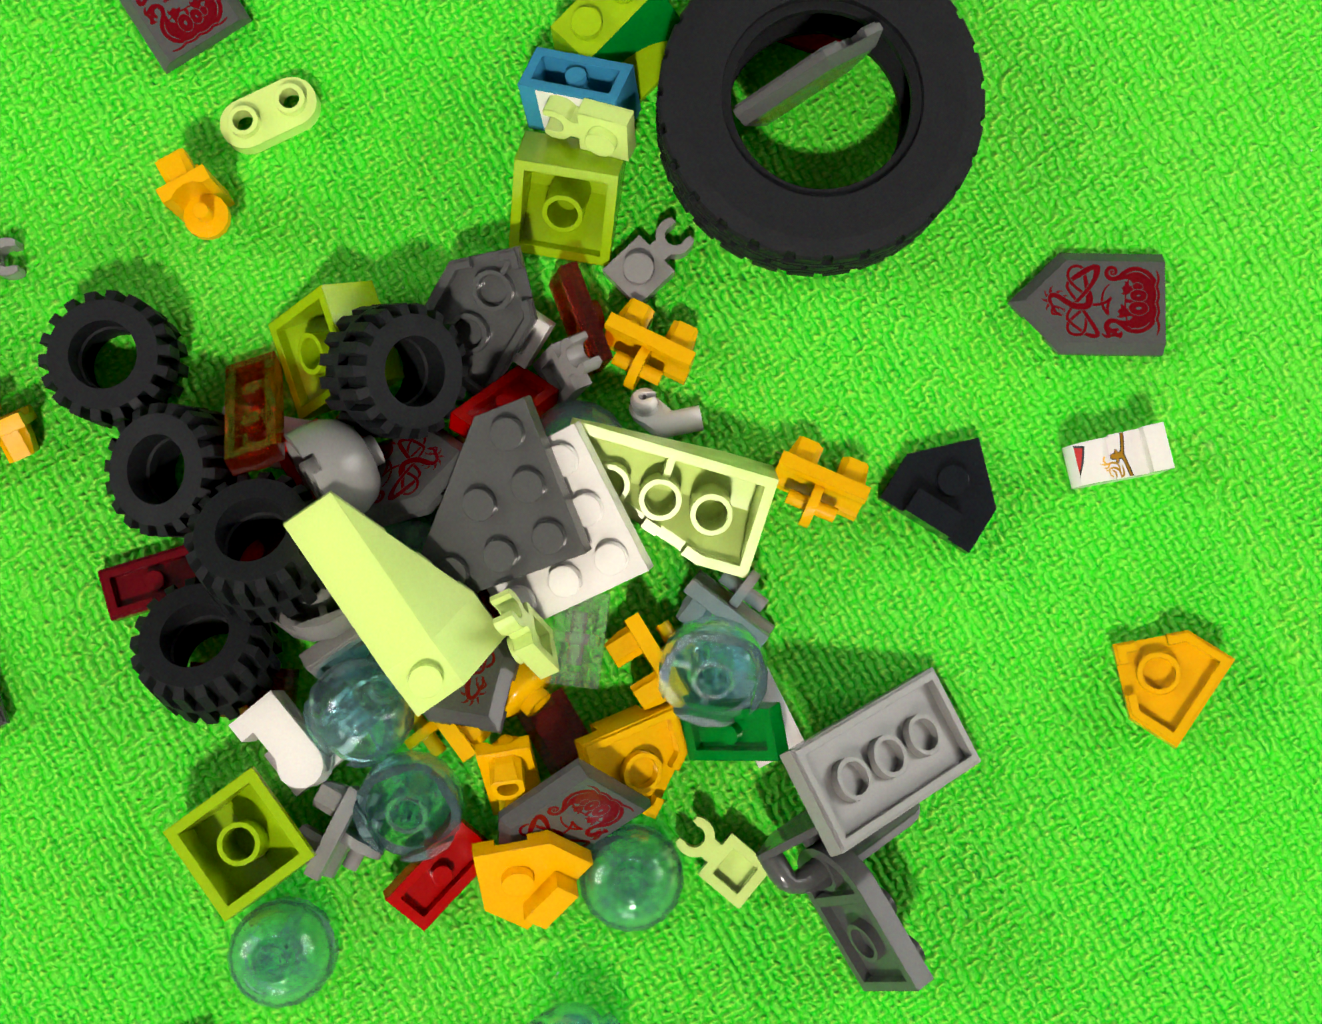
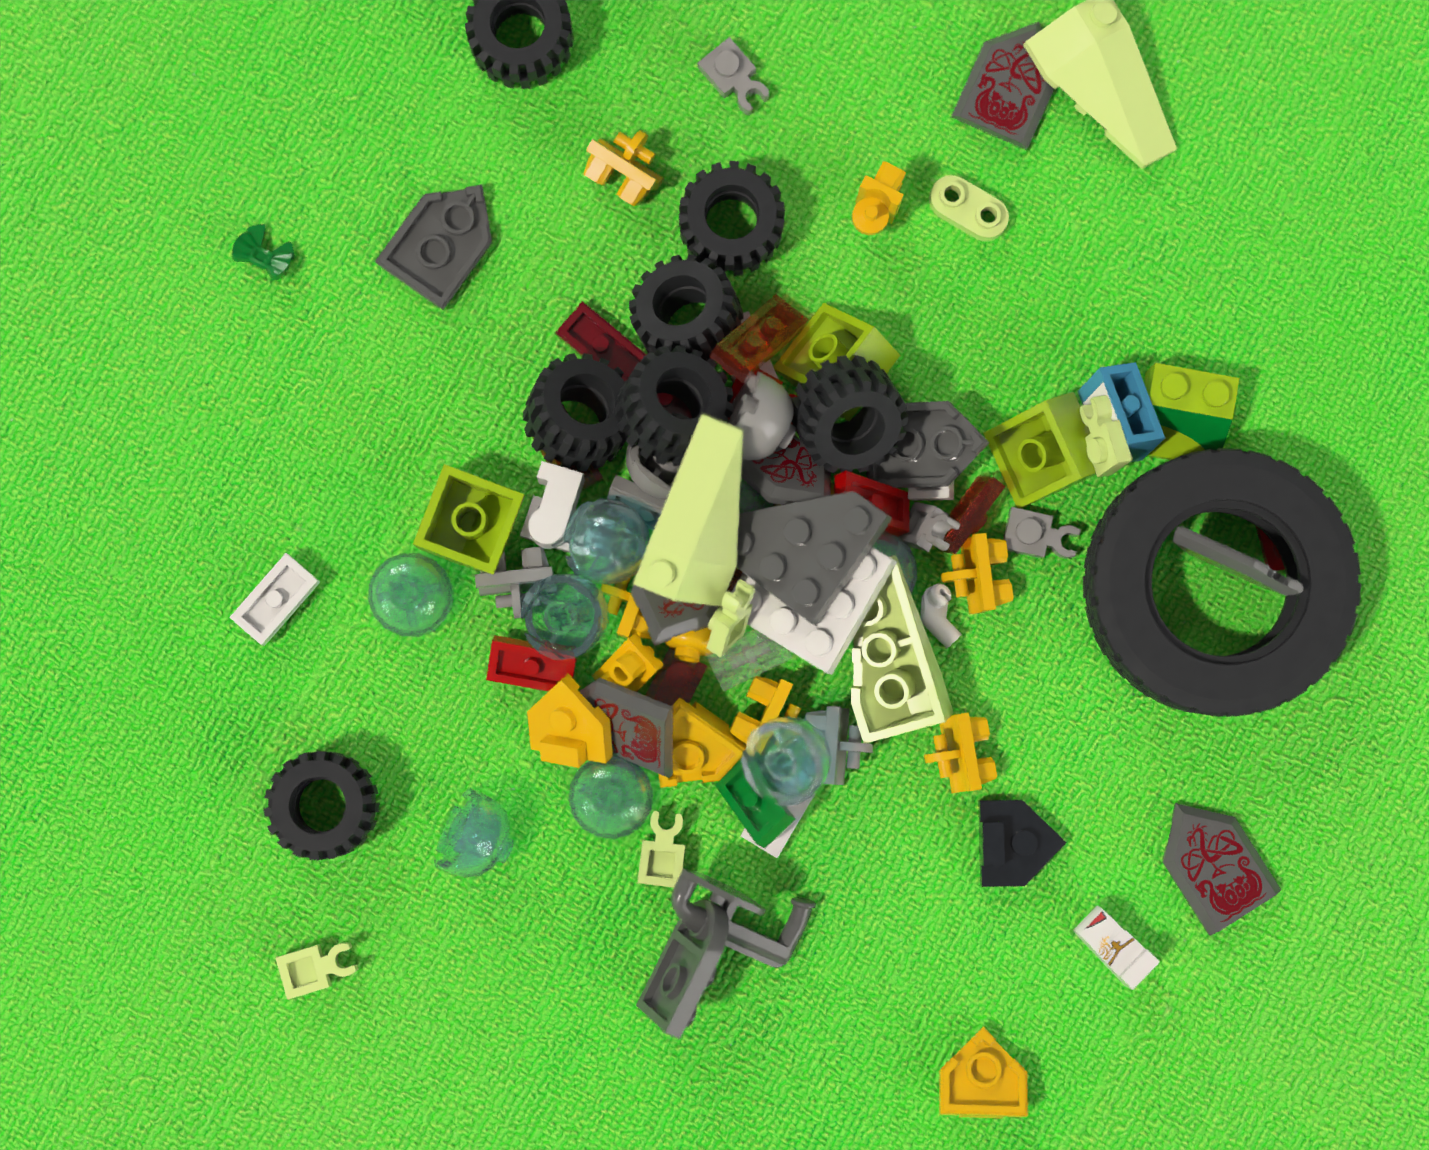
camera: 50 degrees right, 0 degrees up
(880, 761) = (801, 913): light grey tile -> none

